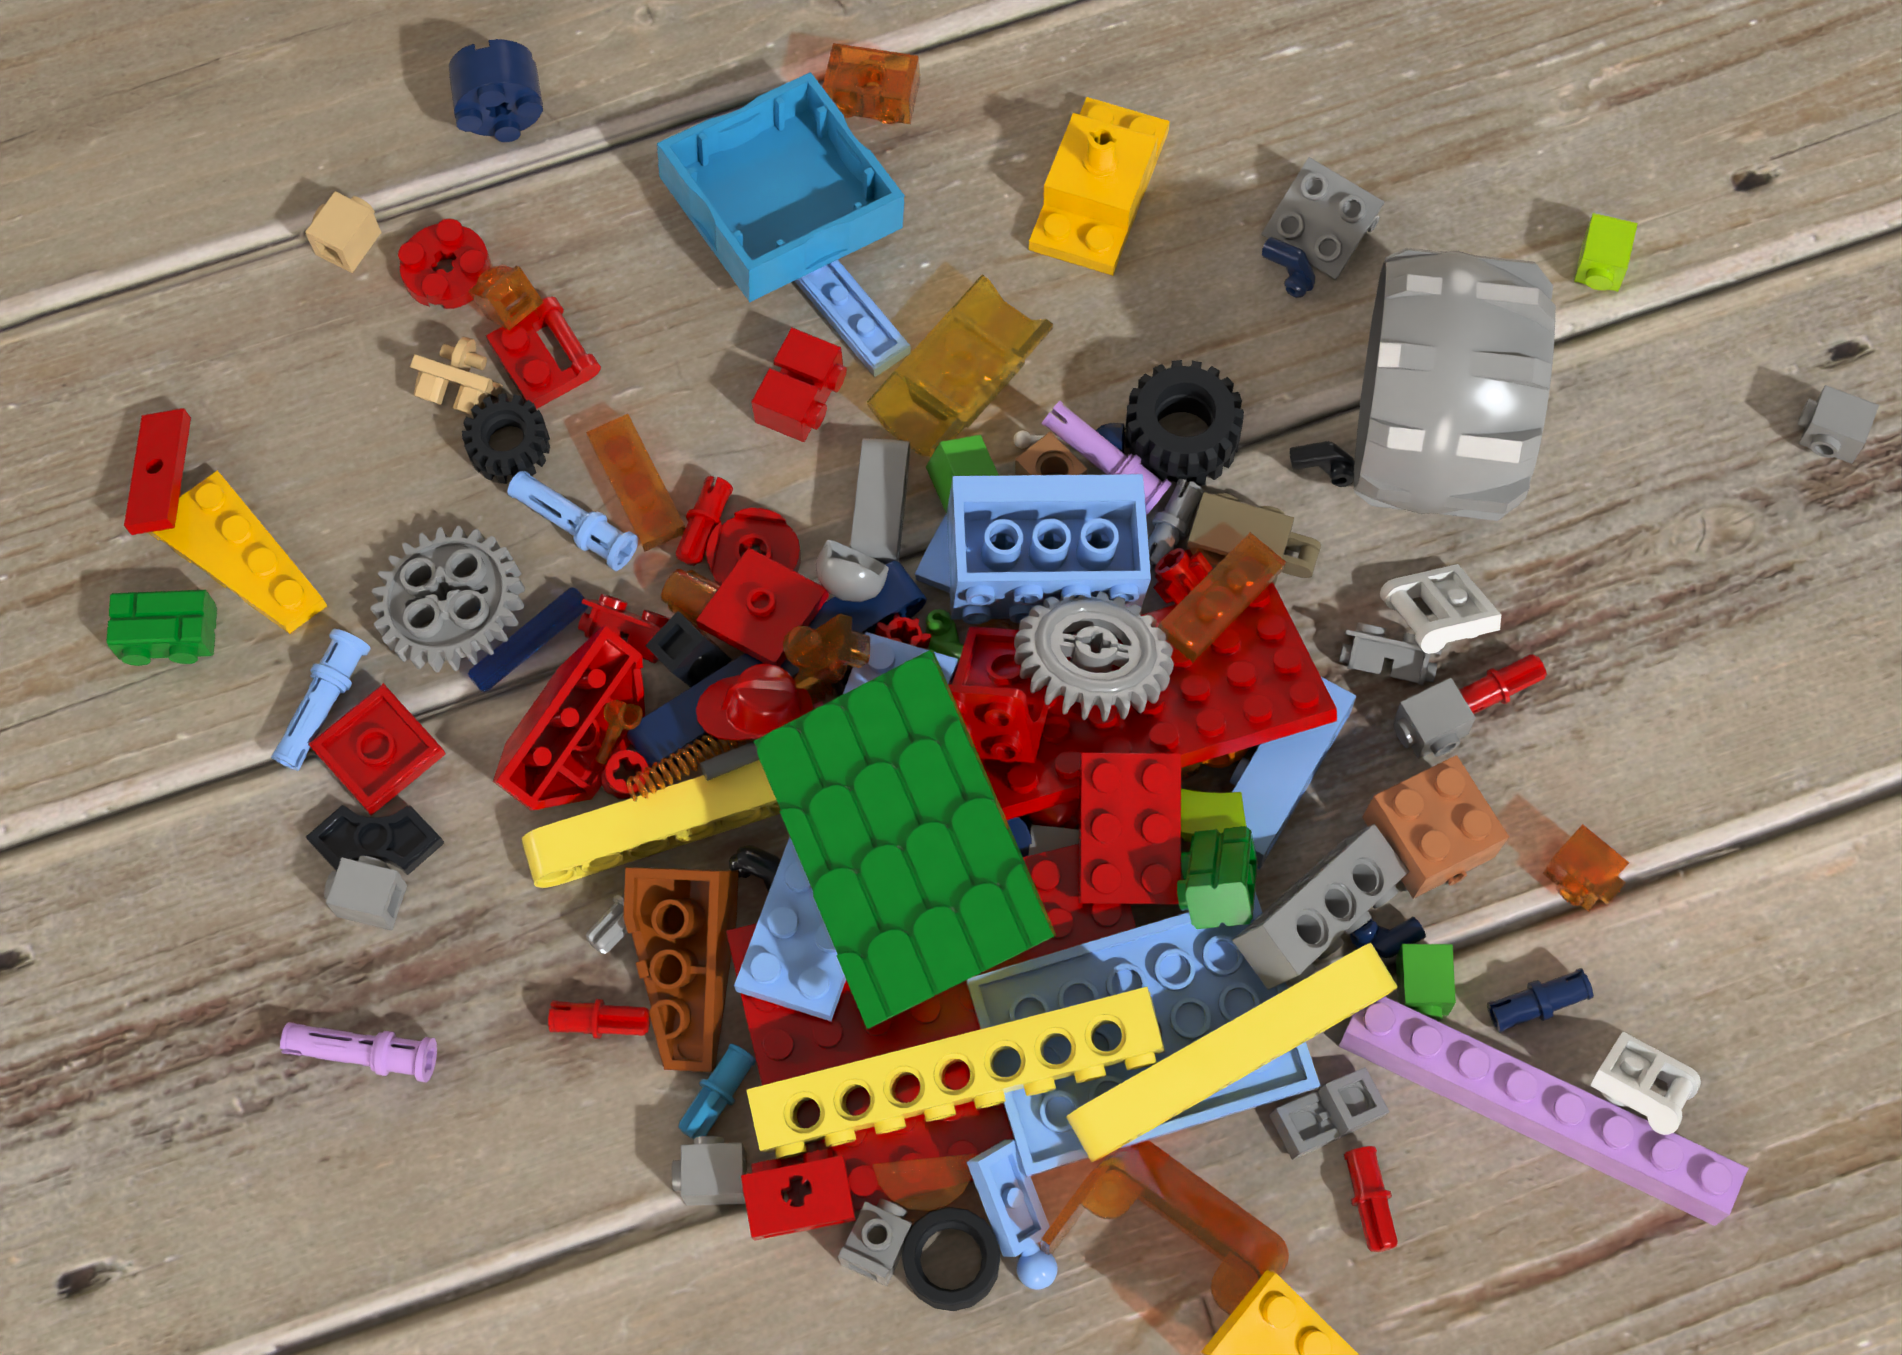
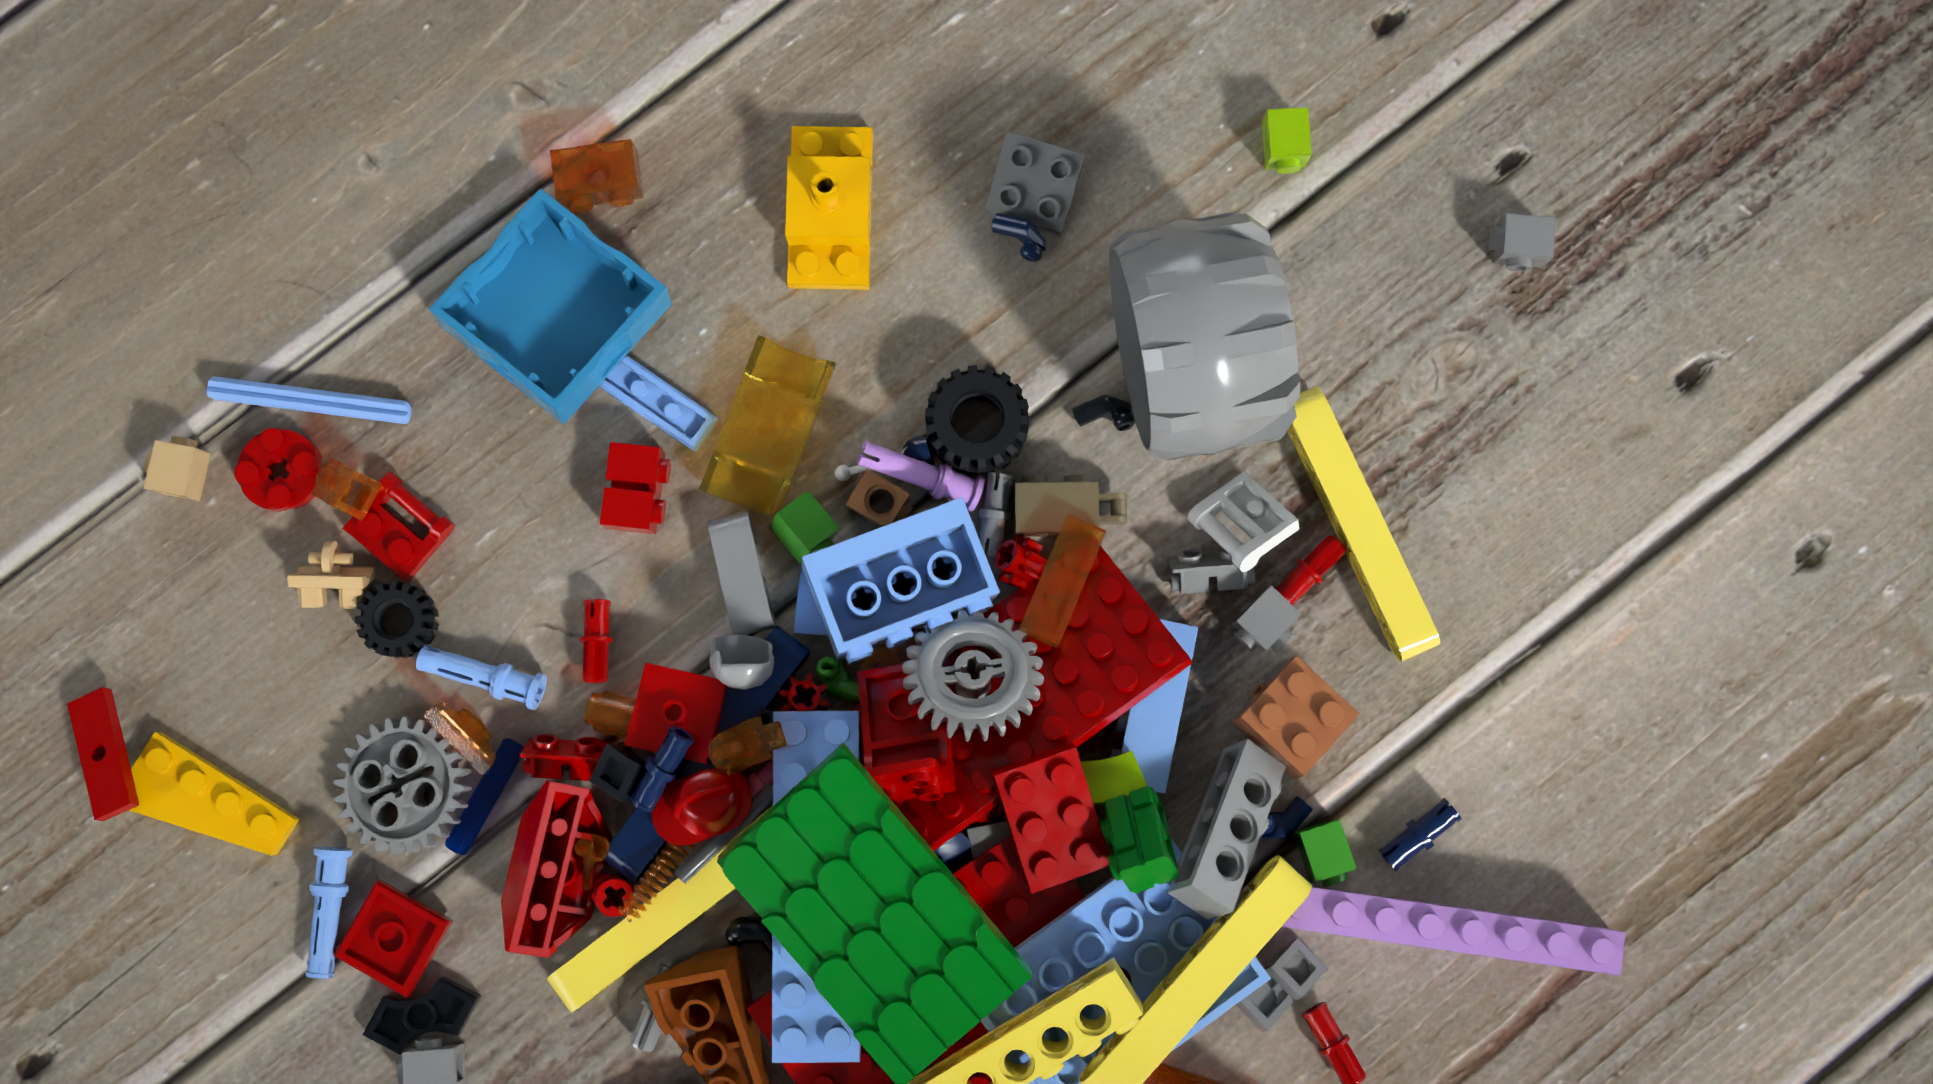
camera: 20 degrees left, 15 degrees up
(161, 626) = (163, 891): green brick -> none
(495, 89) = (261, 293): dark blue brick -> none
(501, 209) = (309, 400): none -> light blue axle
(531, 565) = (464, 733): none -> clear orange tile
(636, 482) = (525, 623): clear orange plate -> none
(727, 651) = (662, 768): none -> dark blue pin
(751, 528) = (631, 642): red plate -> none
(1569, 655) = (1361, 527): none -> light yellow beam
(1586, 870) = (1426, 712): clear orange brick -> none
(1630, 1074) = (1511, 883): white plate -> none

